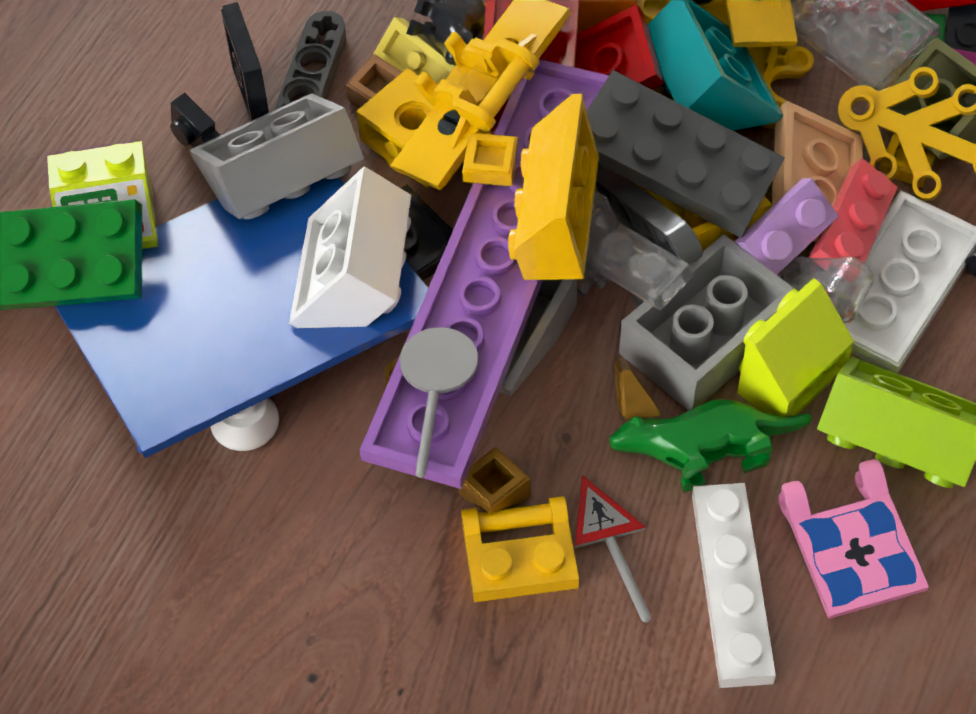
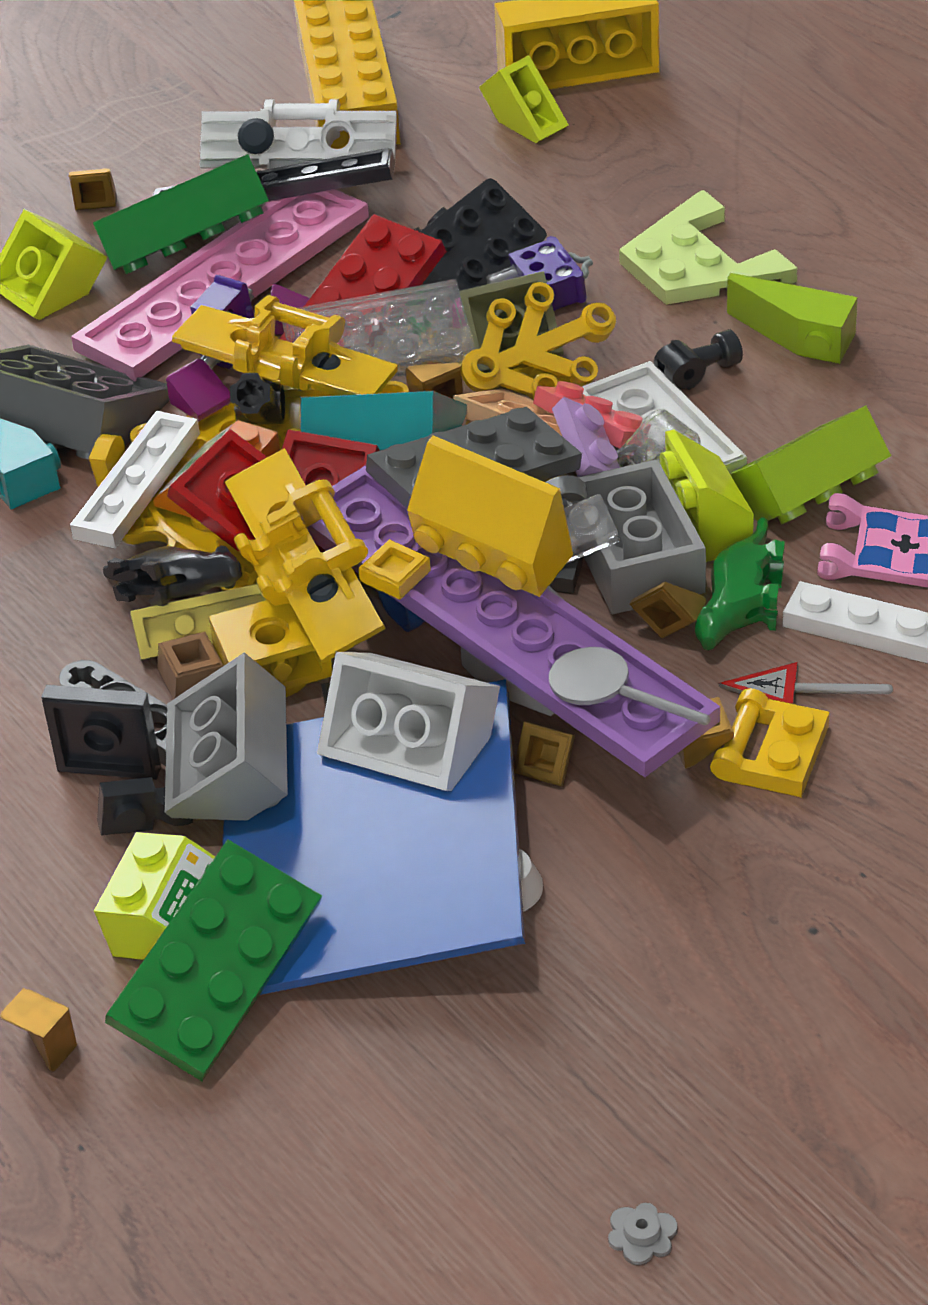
camera: 60 degrees left, 15 degrees down
(824, 85) = (440, 378): none -> pearl gold slope

